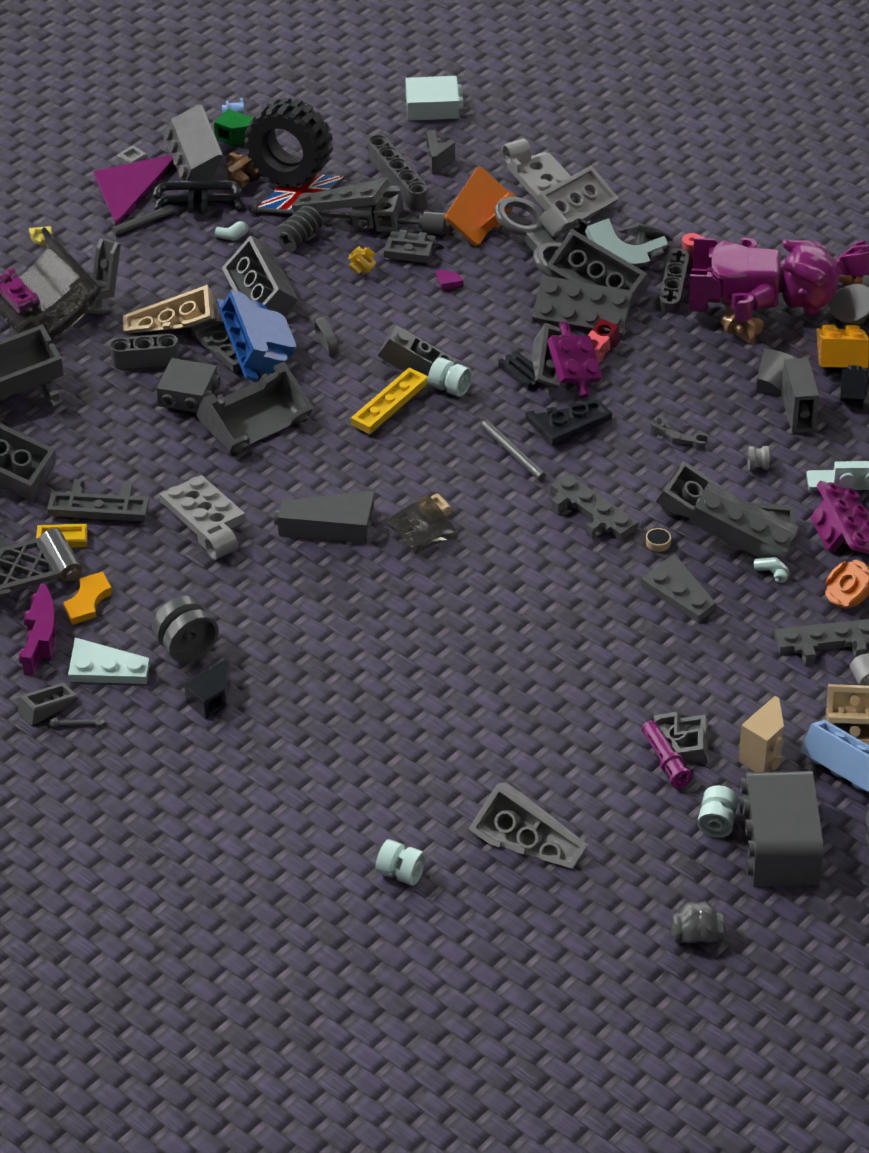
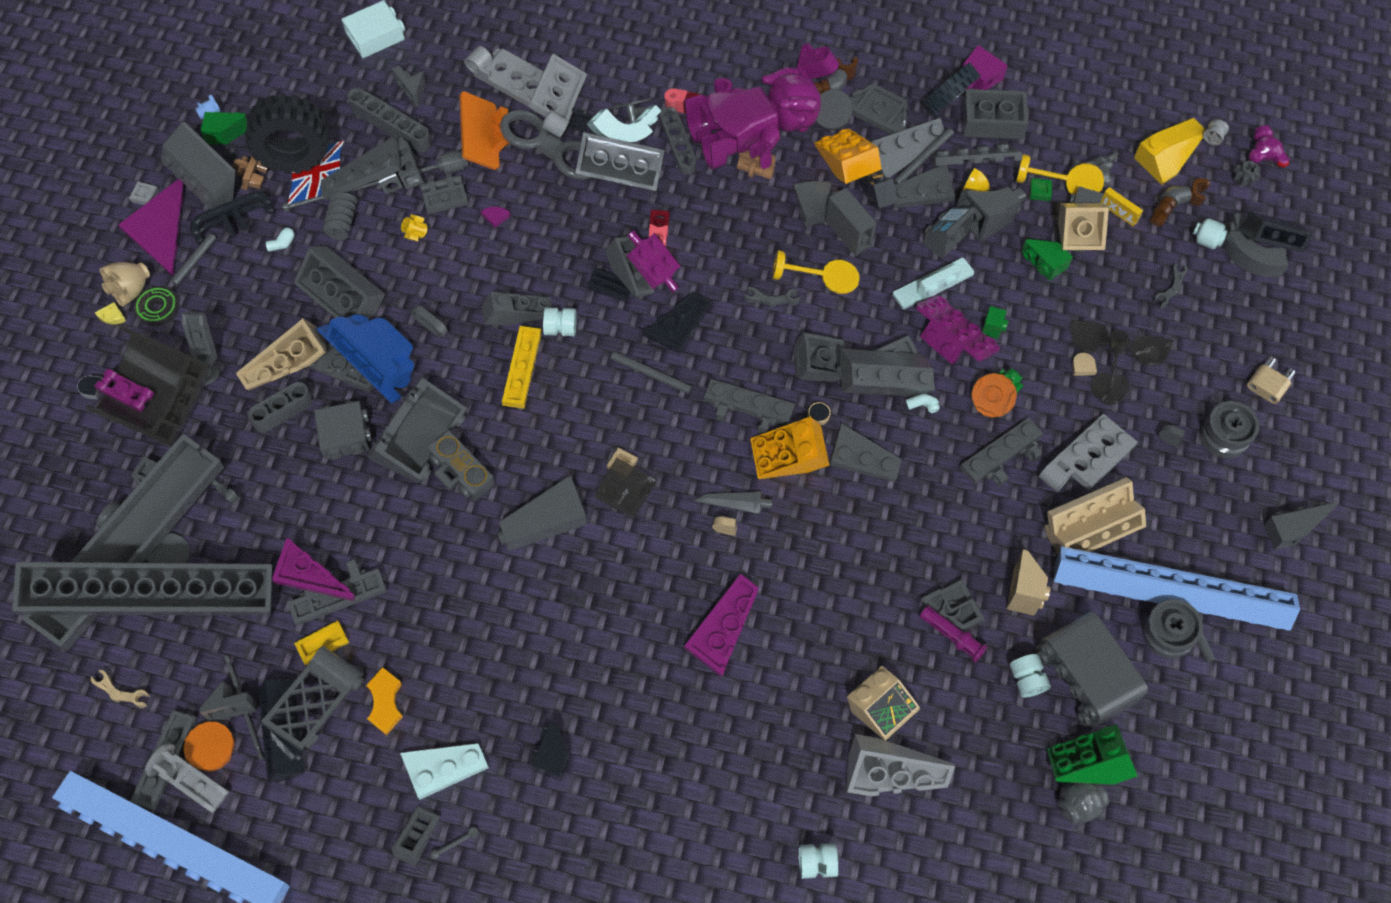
camera: 30 degrees left, 20 degrees up
(41, 631) = (363, 753): magenta slope -> none
(70, 210) = (124, 280): none -> tan piece
(76, 238) = (152, 296): none -> clear smoke tile
(78, 469) = (302, 572): none -> magenta wing
(185, 629) = (498, 704): dark grey wheel -> none
(200, 507) = (456, 583): light grey hinge -> none
(280, 458) = (468, 471): none -> dark grey piece
(436, 663) = (720, 630): none -> magenta wing
(498, 588) = (725, 525): none -> tan tile
(531, 579) = (741, 501): none -> dark grey bar
(550, 770) = (882, 703): none -> slope
(581, 304) = (623, 199): dark grey plate -> none
(608, 554) = (790, 450): none -> light orange slope
(737, 895) = (1093, 758): none -> green slope
(753, 436) = (837, 275): none -> yellow piece
(758, 458) = (850, 296): light grey wheel -> none

